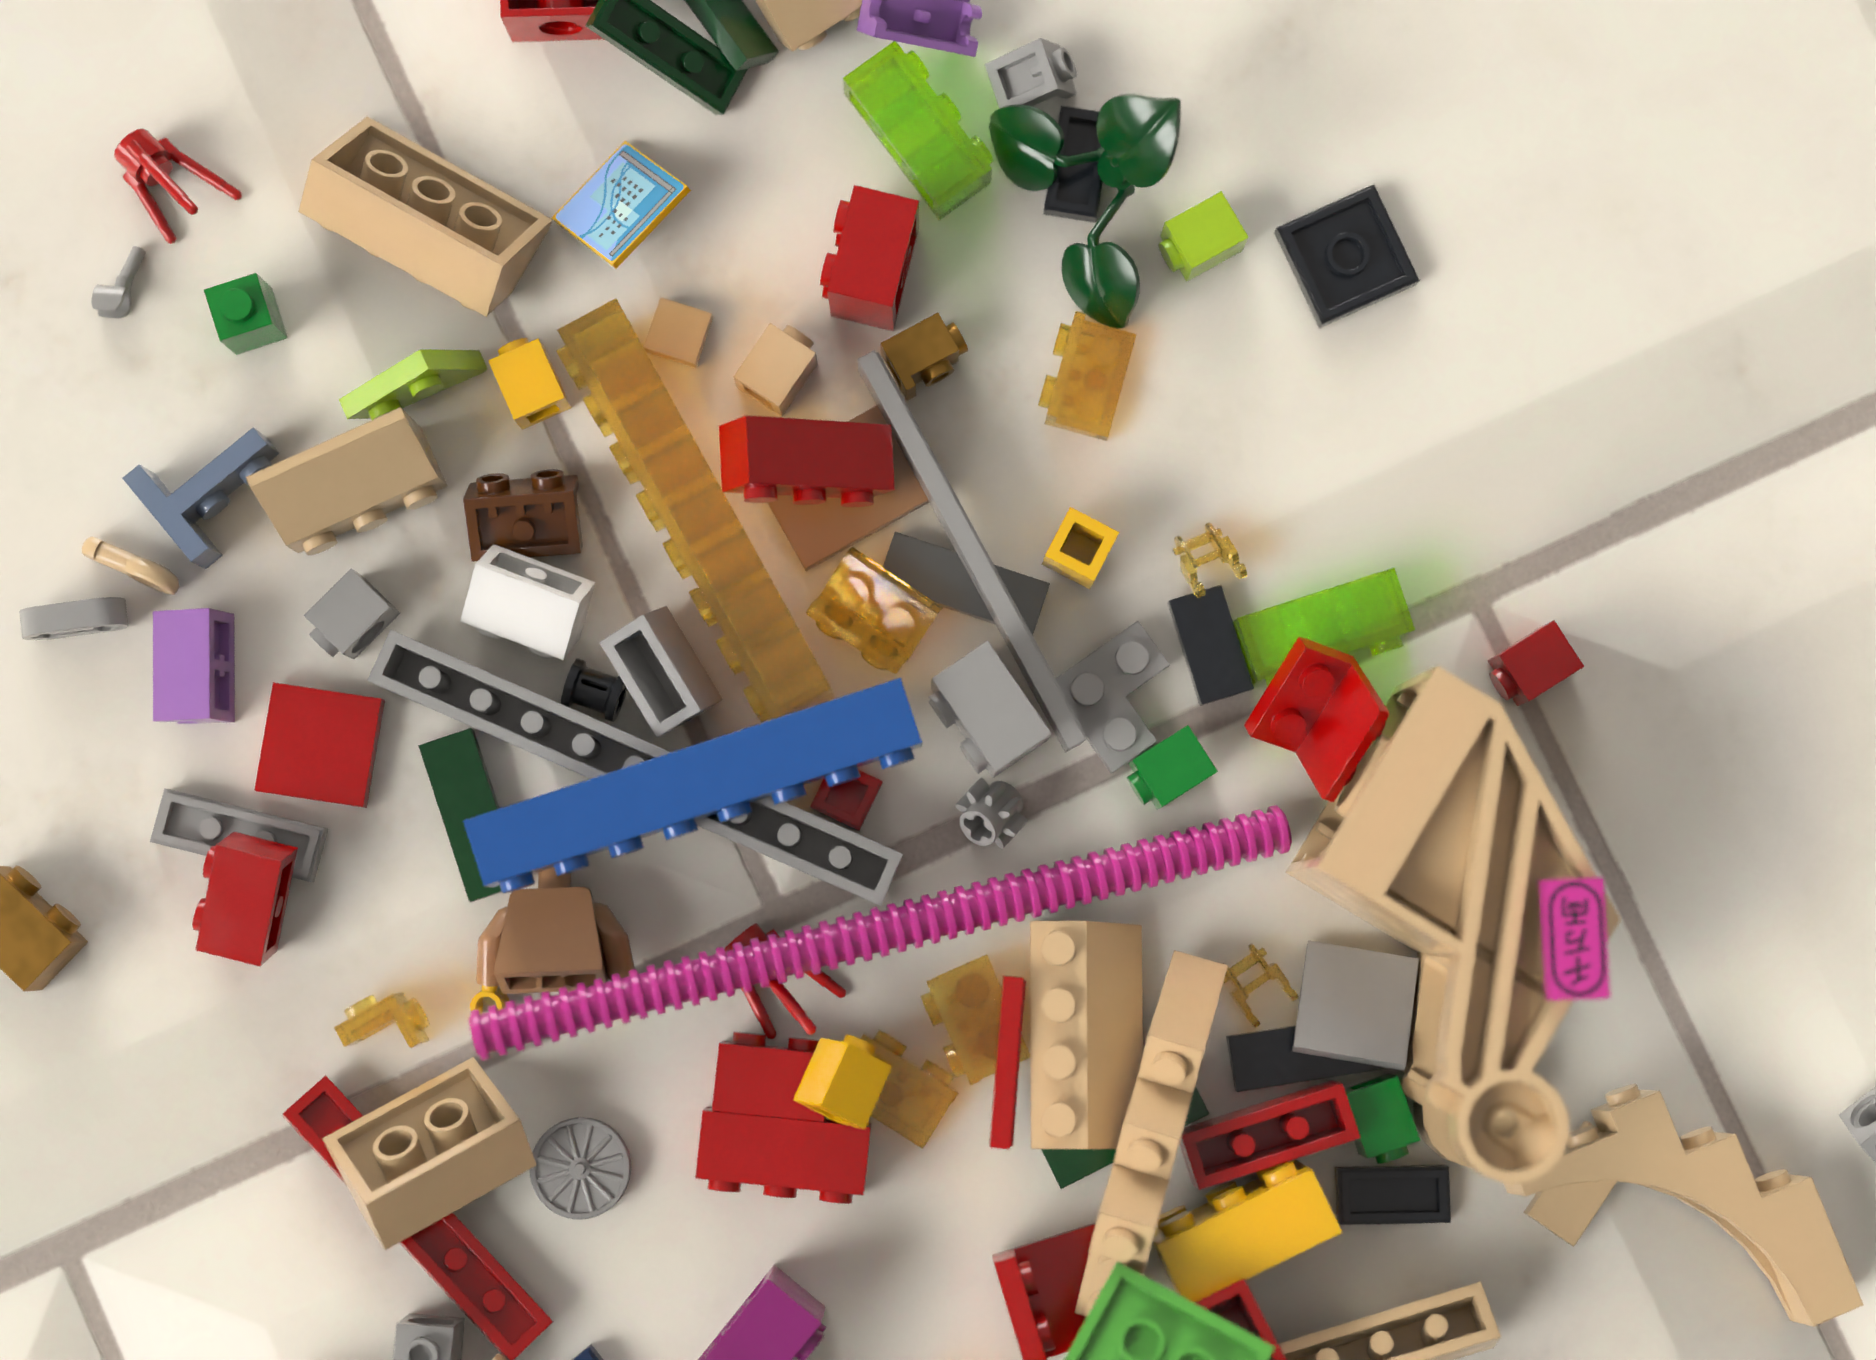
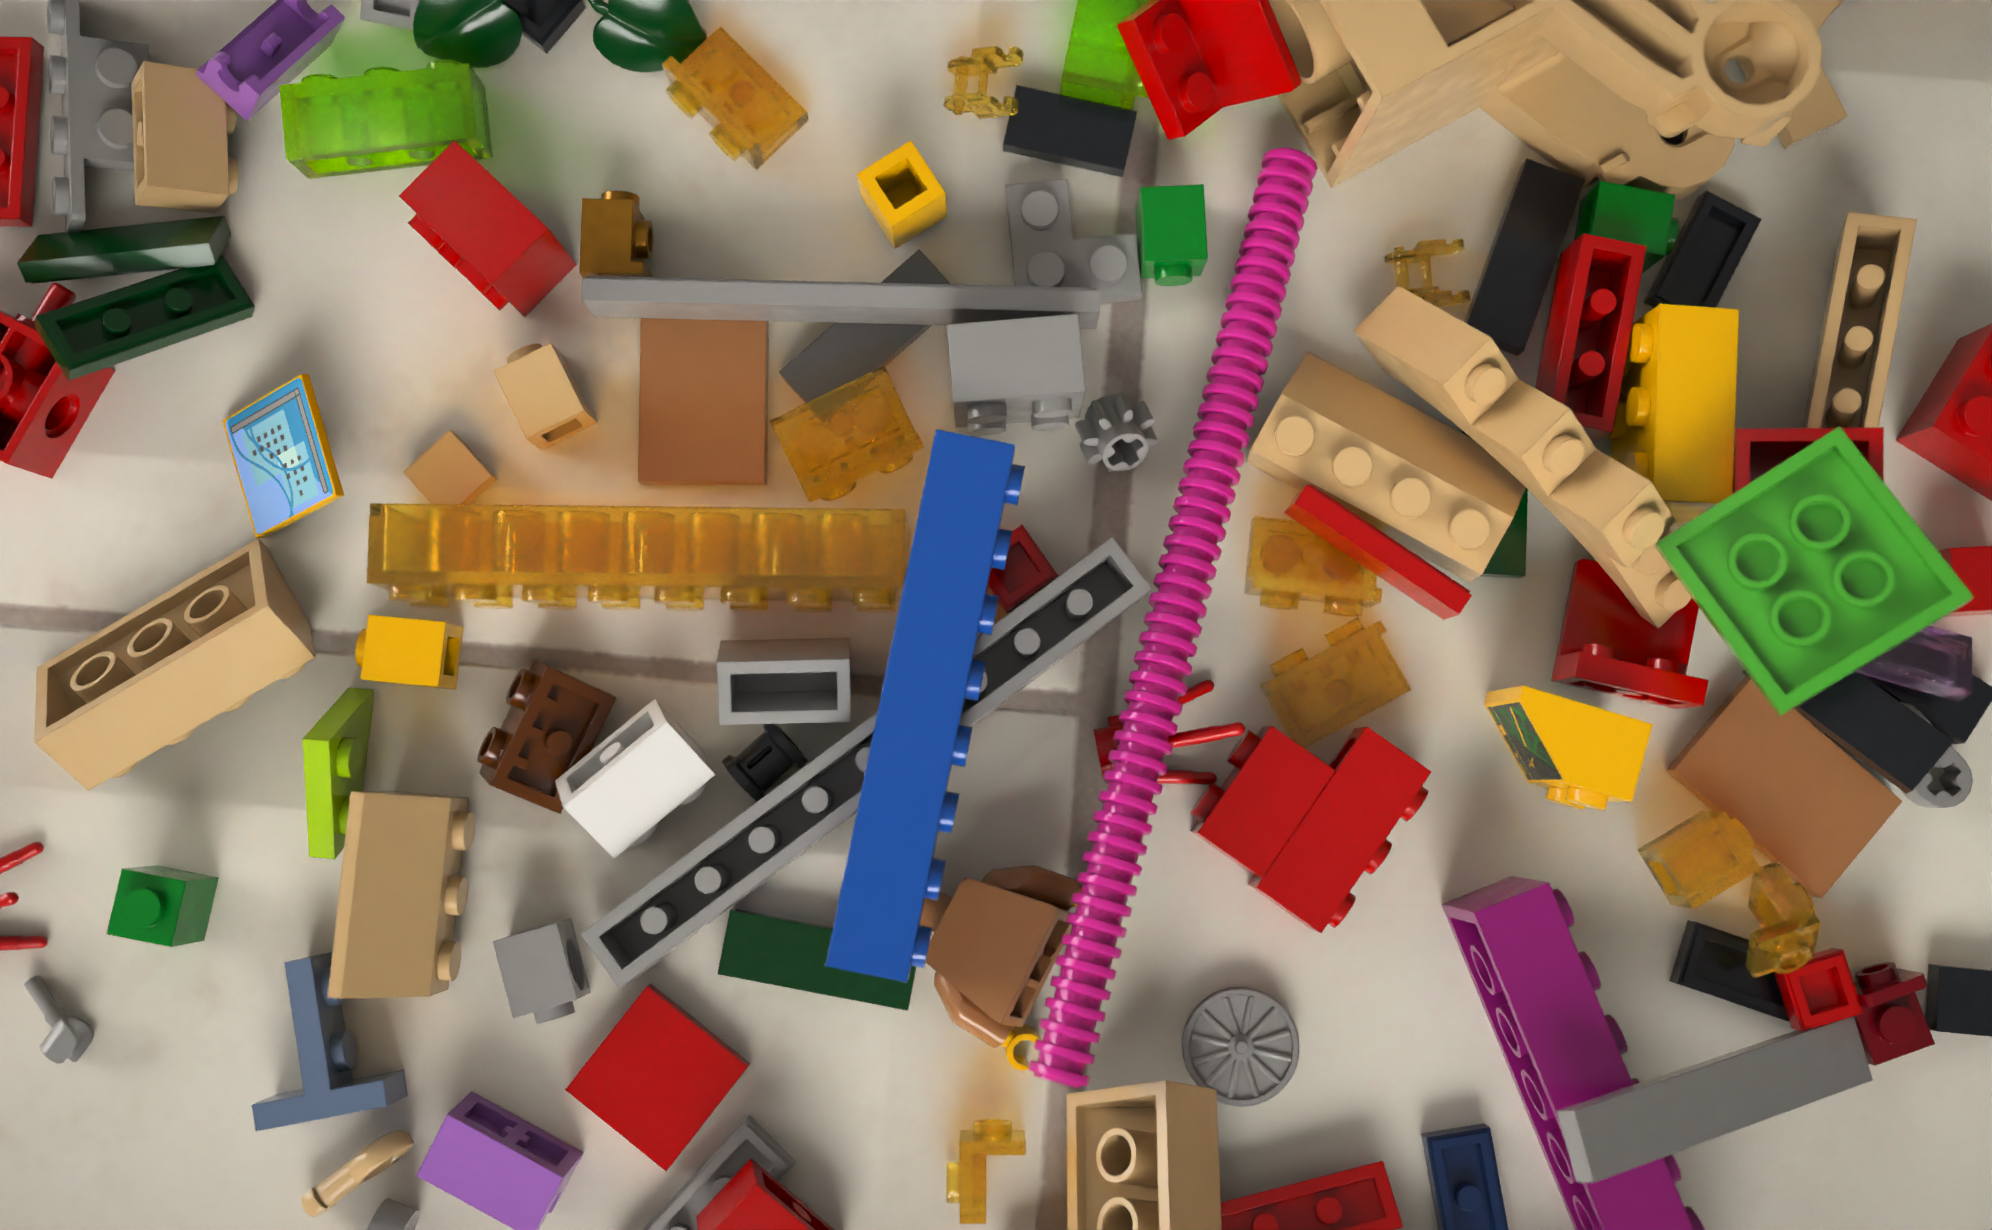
camera: 60 degrees left, 0 degrees up
(806, 460) = (653, 407): red brick -> none
(843, 1081) = (1309, 725): yellow brick -> none
(940, 1293) = (1570, 746): none -> yellow slope
(1355, 1005) = (1504, 187): light grey tile -> none

